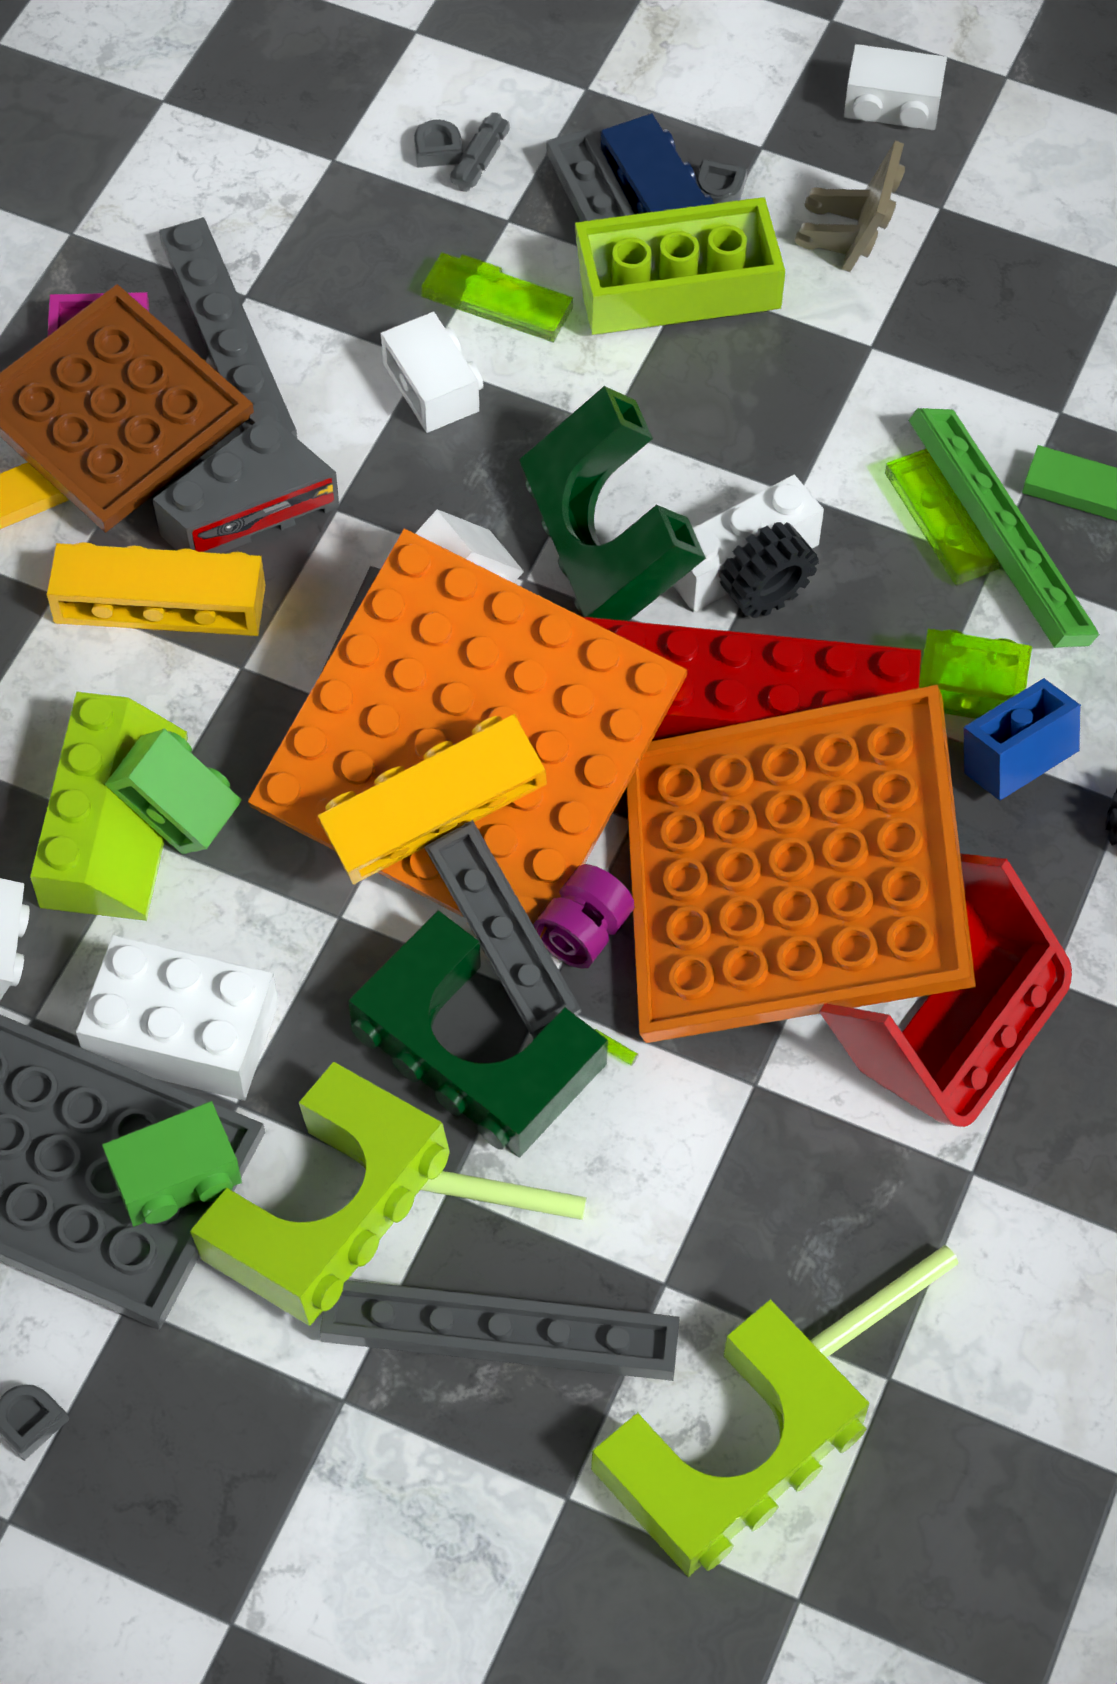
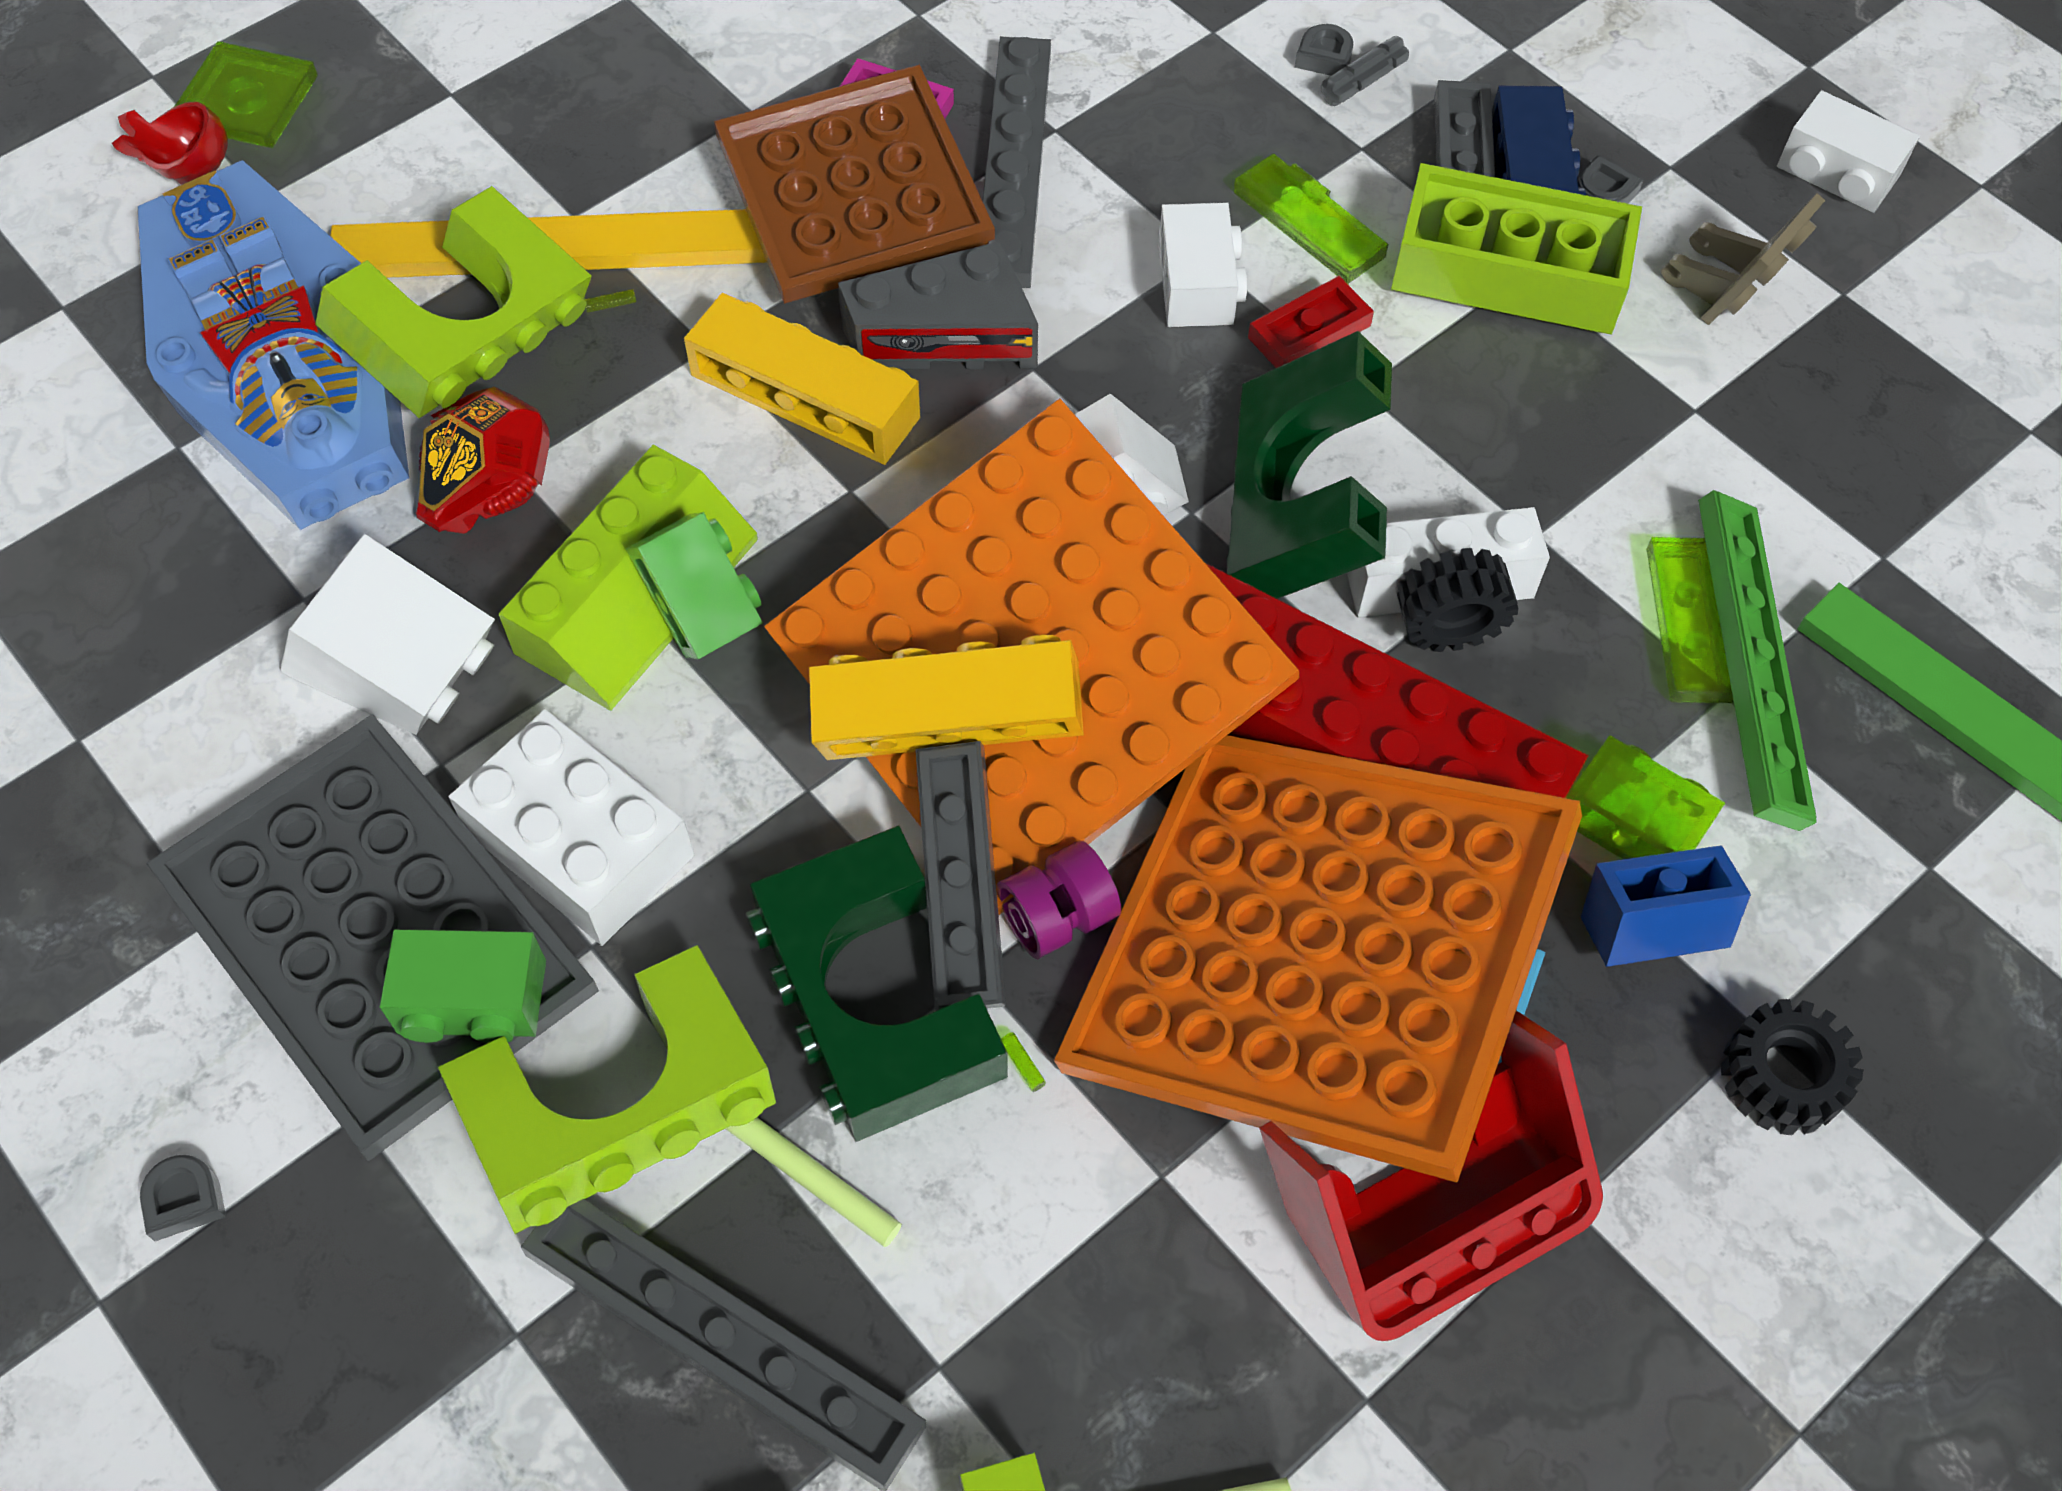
camera: 25 degrees right, 0 degrees up
(544, 389) = (1310, 322): none -> red plate

